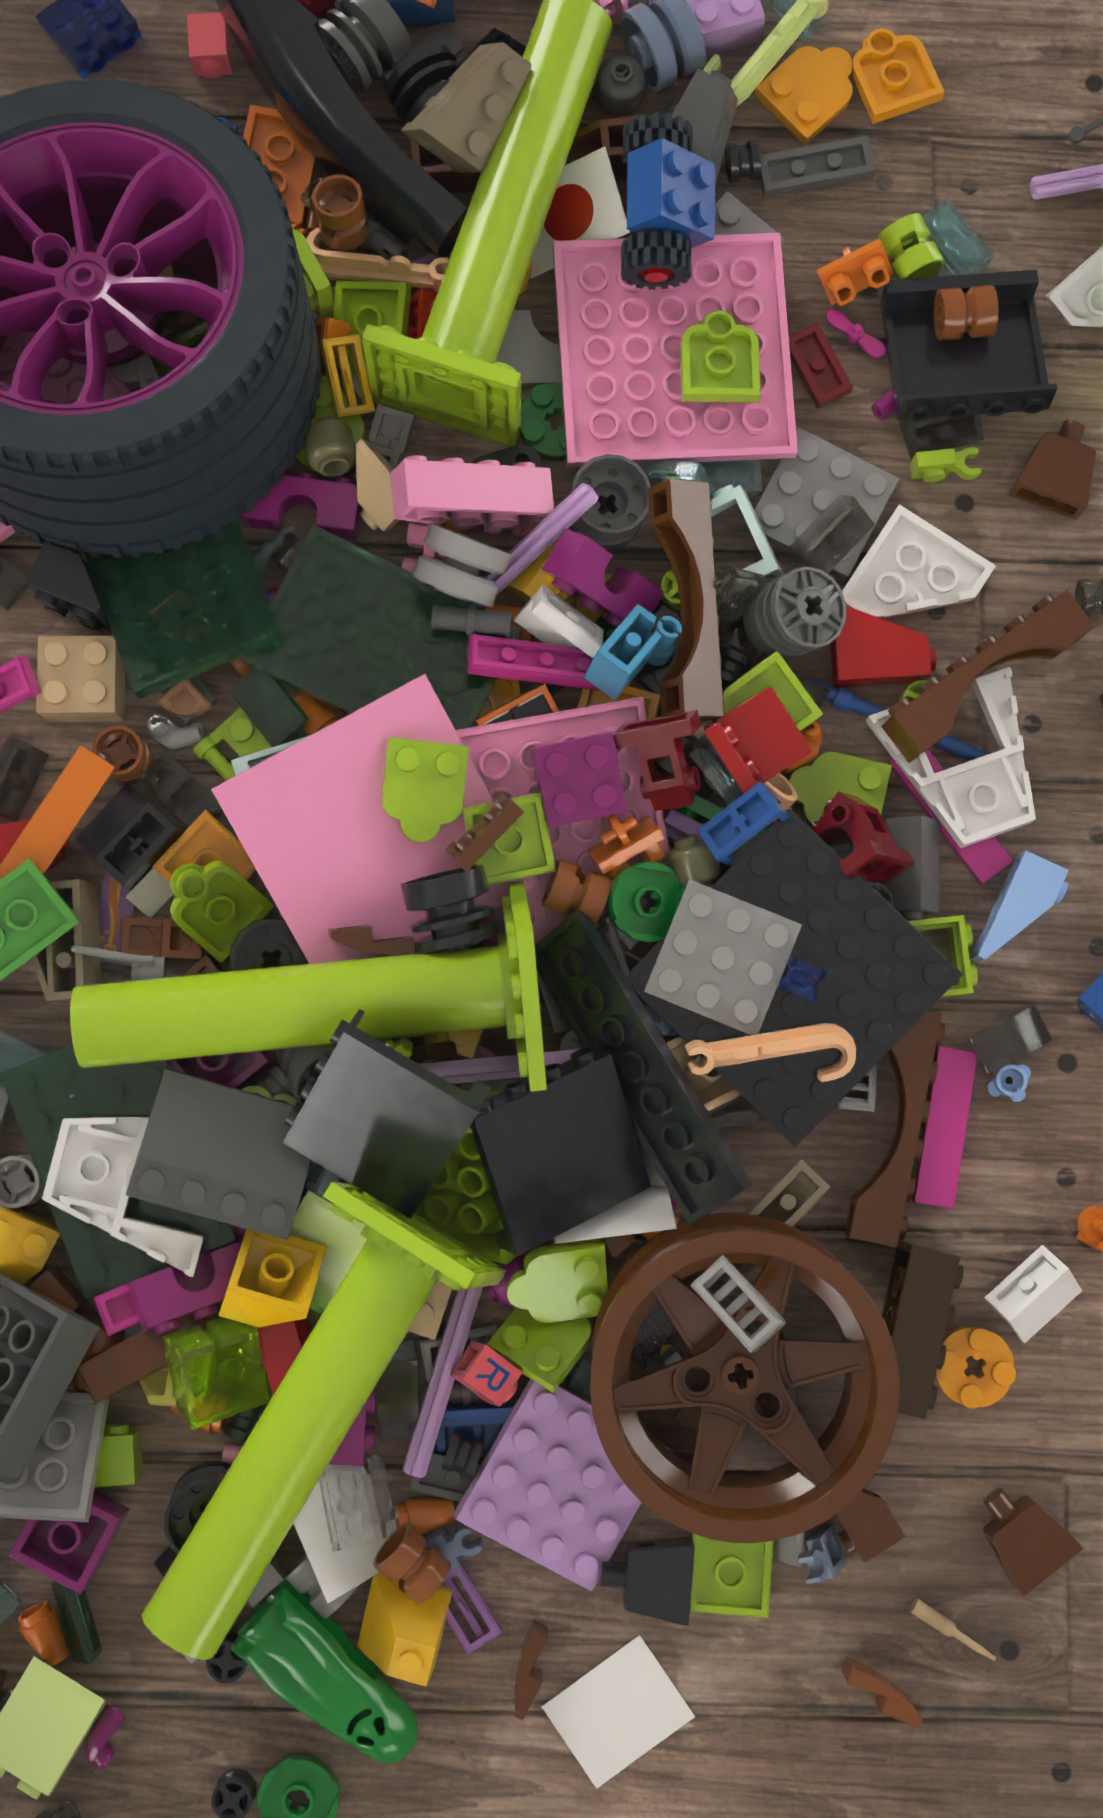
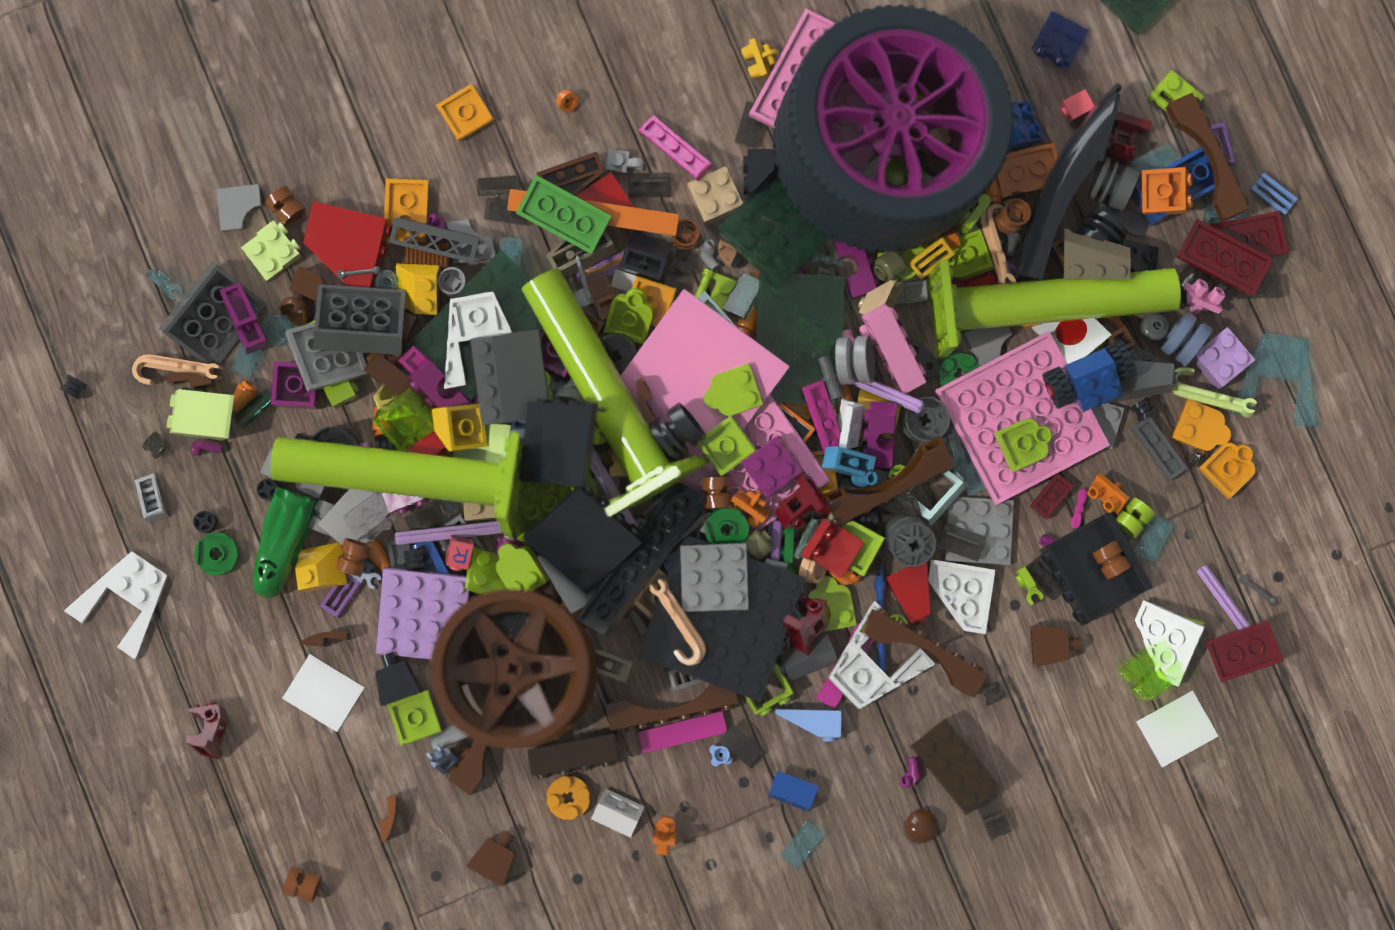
camera: 70 degrees right, 0 degrees up
(485, 832) = (722, 431): reddish brown plate -> none
(741, 821) = (787, 557): blue hinge -> none
(765, 1332) = (531, 662): light grey slope -> none
(802, 978) = (720, 620): clear blue wheel -> none
(856, 114) = (1198, 457): none -> clear smoke hinge
(944, 1625) = (436, 824): tan piece -> none

